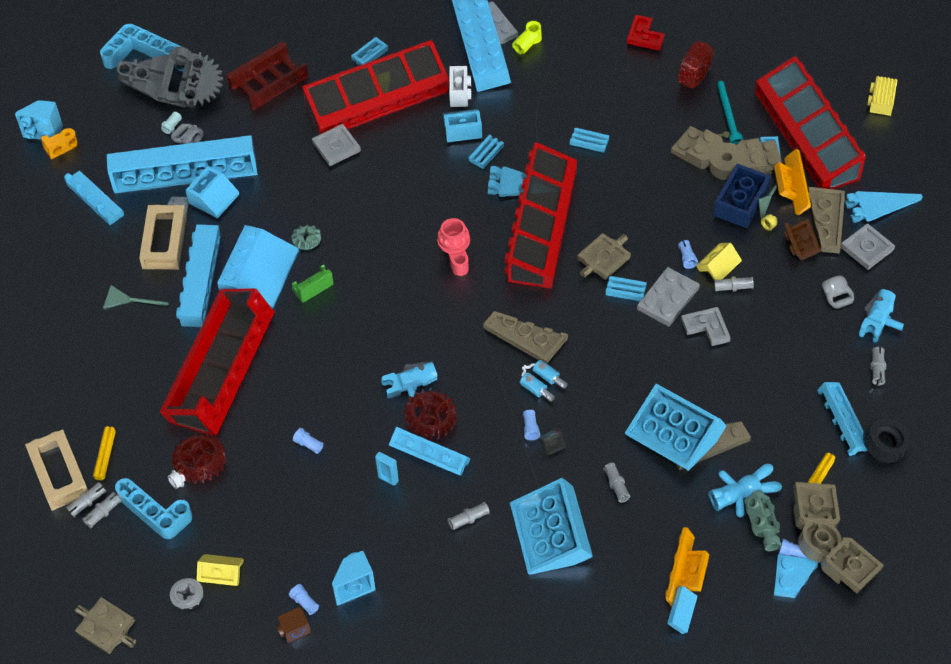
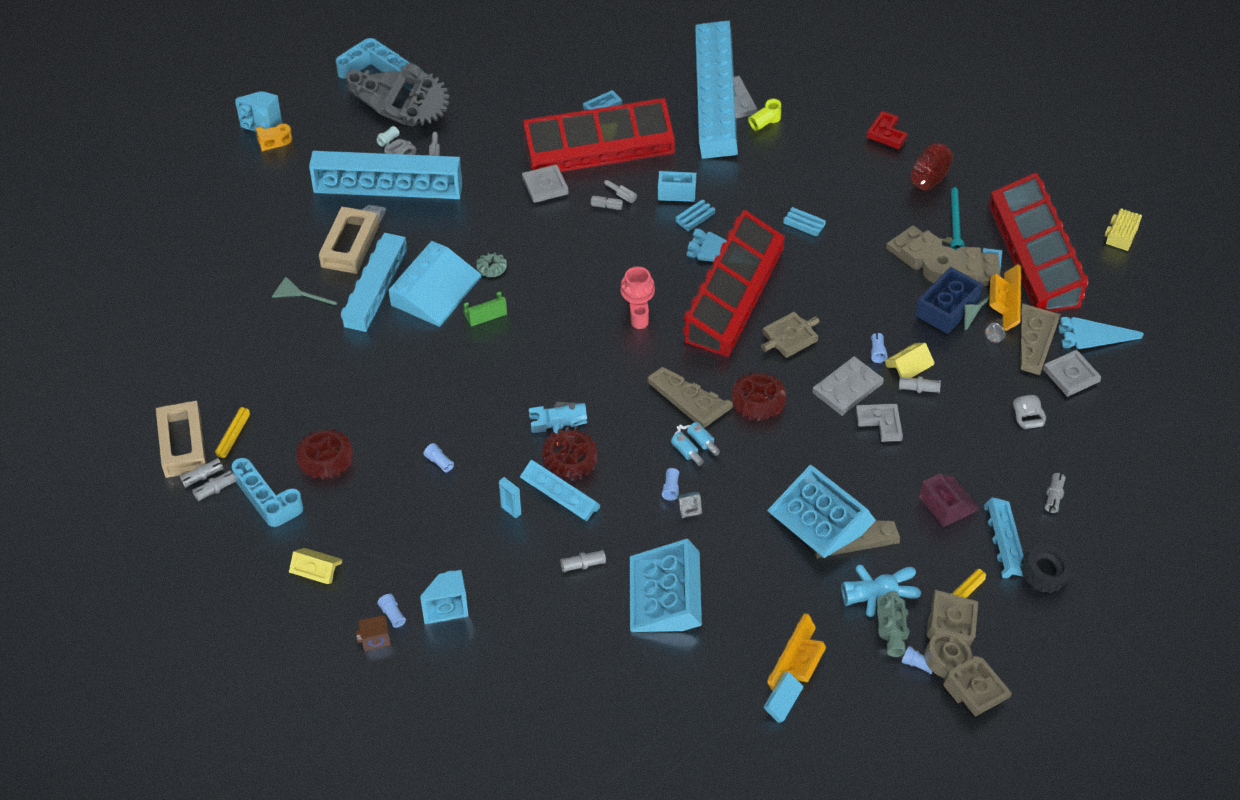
camera: 10 degrees right, 5 degrees down
(94, 197) = (292, 192): medium azure hinge -> none
(105, 625) = (185, 597): dark tan plate -> none
(176, 479) = (296, 471): white plate -> none
(181, 587) = (272, 575): light grey gear -> none
(211, 192) = (408, 206): medium azure slope -> none
(218, 360) = (370, 365): window -> none
(219, 126) = (434, 148): none -> light grey axle
(265, 62) = (490, 96): clear red fence -> none
(403, 154) = (603, 202): none -> light grey piece
(411, 140) = (622, 191): none -> light grey axle
(459, 86) = (682, 148): white brick -> none
(589, 316) = (758, 402): none -> clear red gear
(616, 482) = (746, 557): light grey pin -> none
(626, 286) = (806, 367): medium azure tile -> none
(769, 222) = (972, 331): light yellow hinge -> none
(784, 391) = (946, 499): none -> clear pink slope
(790, 217) = (995, 332): none -> clear tile
(792, 574) = (910, 685): medium azure wing -> none
(802, 239) = (1003, 354): reddish brown bracket -> none
(878, 314) = (1067, 442): medium azure piece -> none

